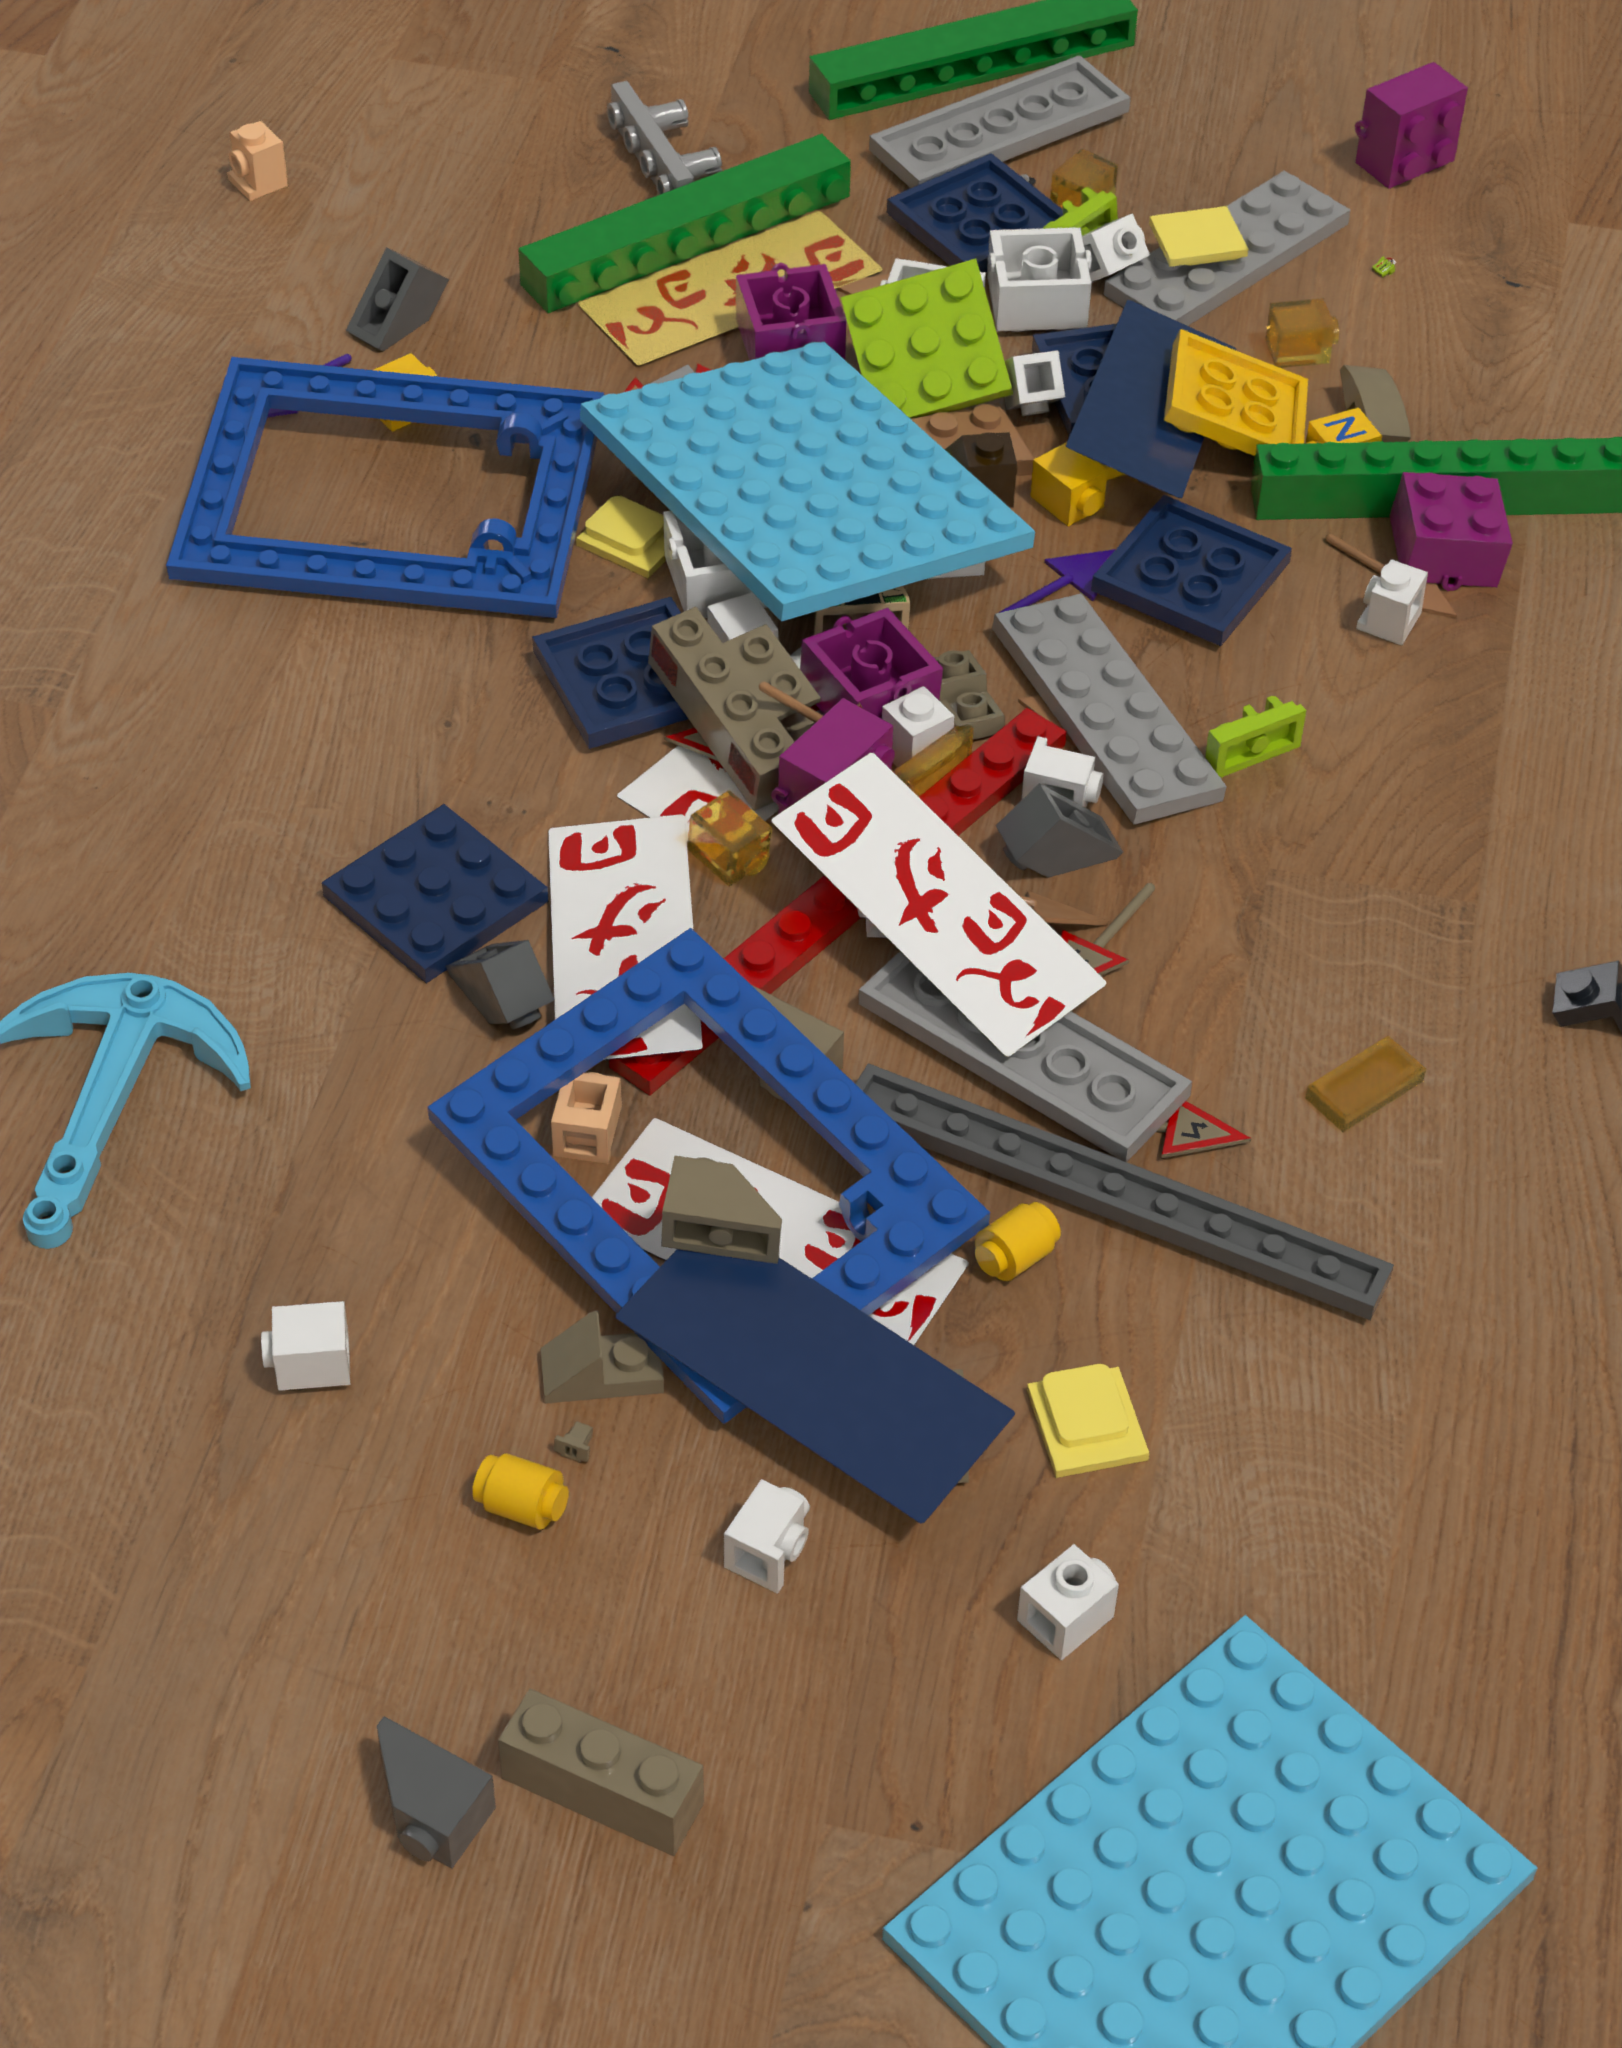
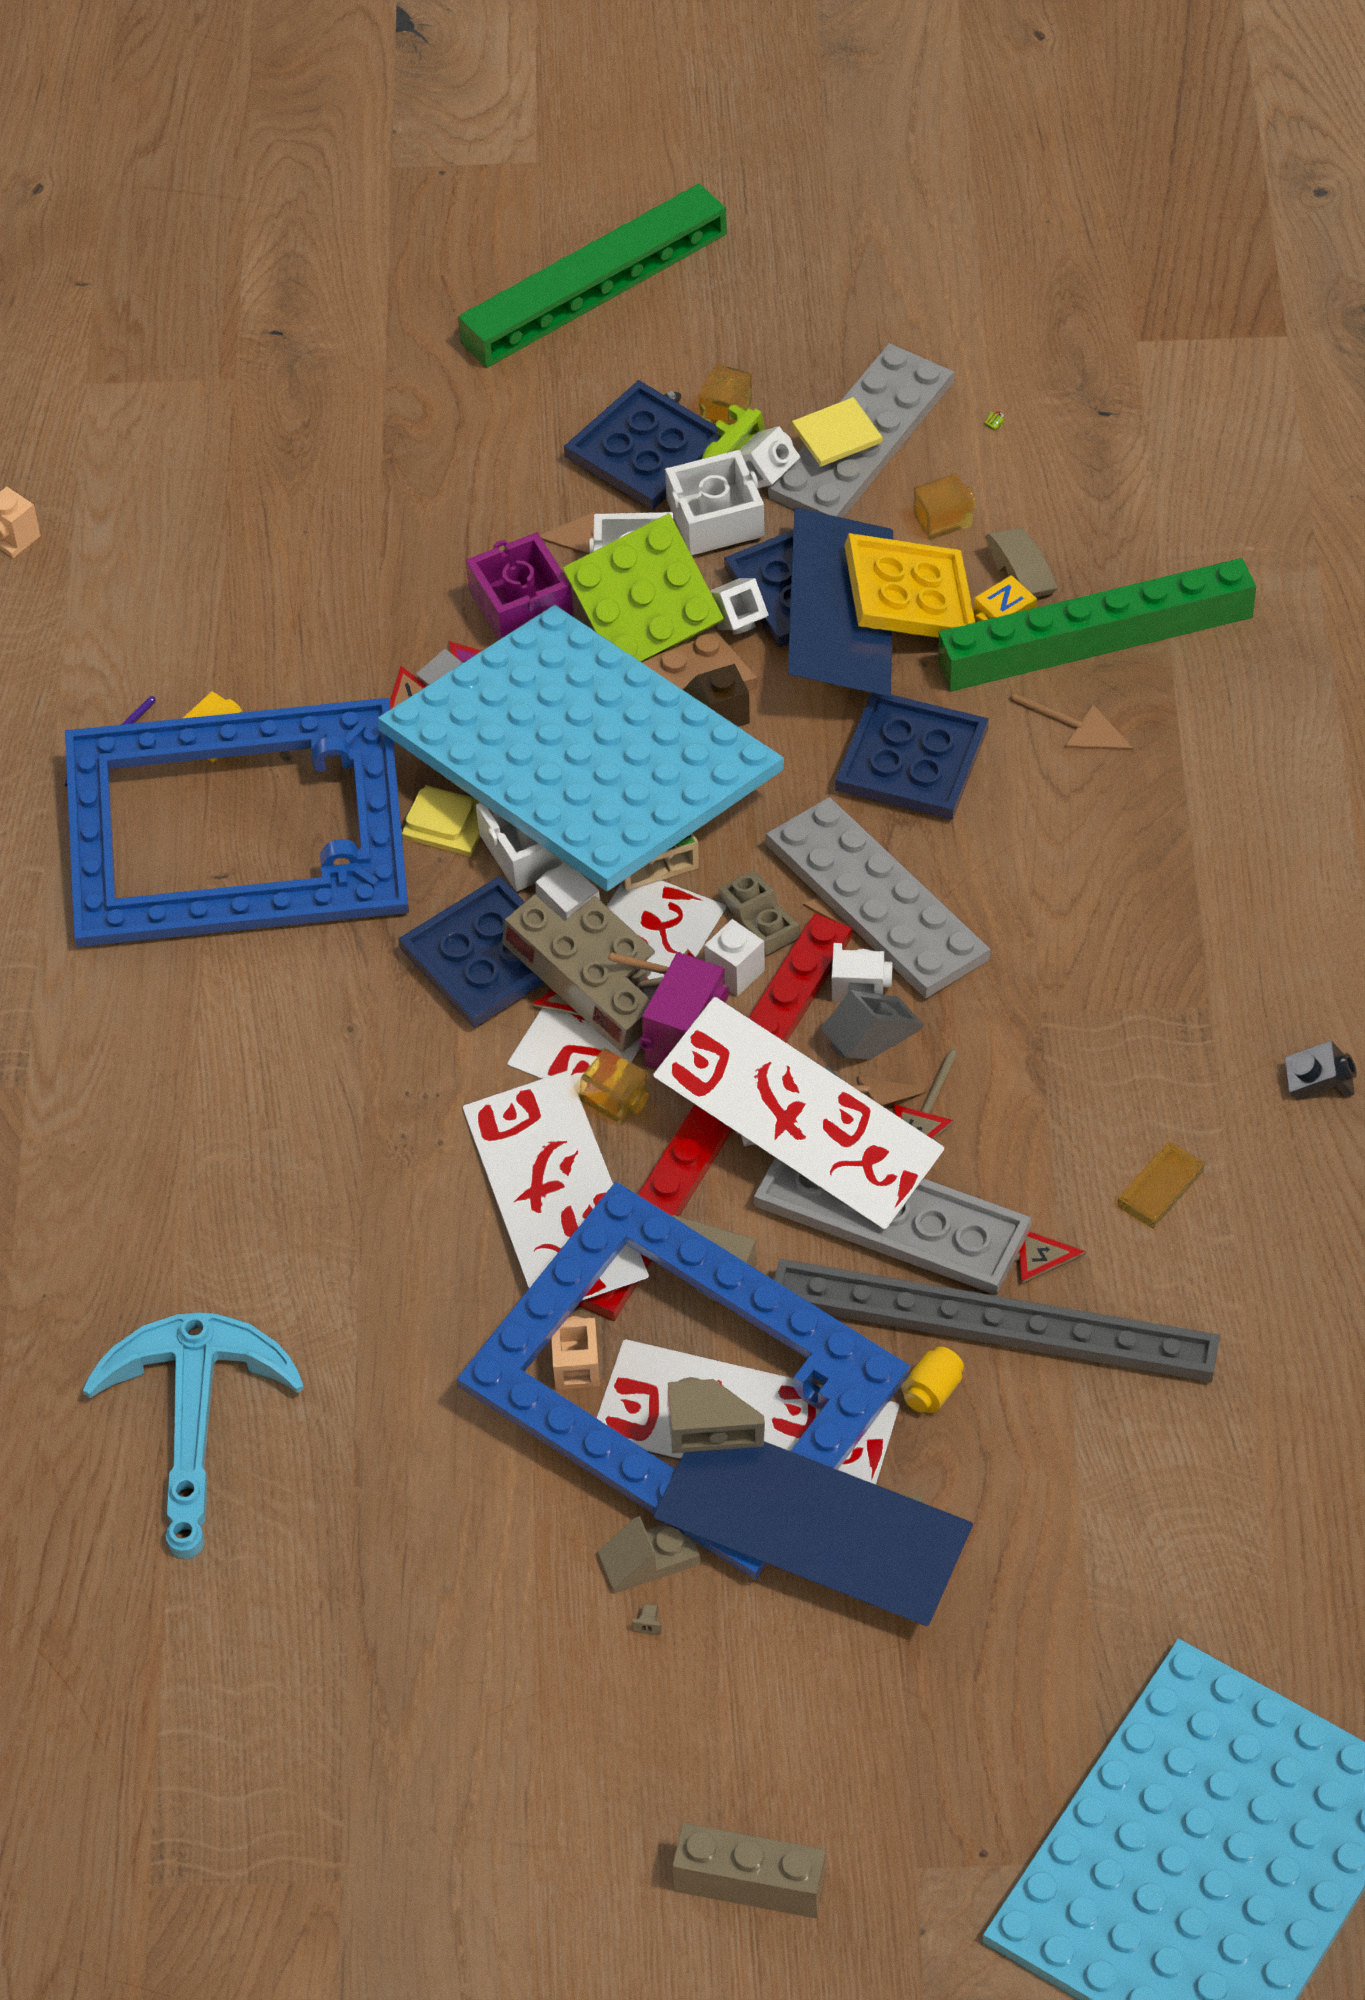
camera: 10 degrees left, 5 degrees up
(308, 1346) = (426, 1593): white brick -> none
(396, 300) = (178, 638): dark grey slope -> none
(433, 1794) = (630, 1916): dark grey slope -> none
(435, 892) = (391, 1185): dark blue plate -> none
(503, 982) = (473, 1253): dark grey slope -> none
(520, 1490) = (621, 1669): yellow brick -> none
(644, 136) = (356, 446): light grey plate -> none
(684, 223) = (398, 506): green brick -> none
(699, 295) = (428, 572): clear yellow sticker -> none
(766, 1534) = (815, 1661): white brick -> none
(868, 663) = (681, 910): magenta brick -> none
(936, 759) = (756, 981): clear yellow tile -> none
(1001, 121) = (636, 344): light grey plate -> none
(1068, 484) = (791, 697): yellow brick -> none
(1068, 1601) = (1048, 1659): white brick -> none
(1074, 570) = (818, 772): dark purple piece -> none
(1087, 1420) = (1022, 1511): light yellow piece -> none
(1255, 736) = (1003, 898): lime plate -> none
(1393, 602) = (1081, 752): white brick -> none
(1410, 124) = (986, 280): magenta brick -> none
(1451, 528) = (1111, 674): magenta brick -> none

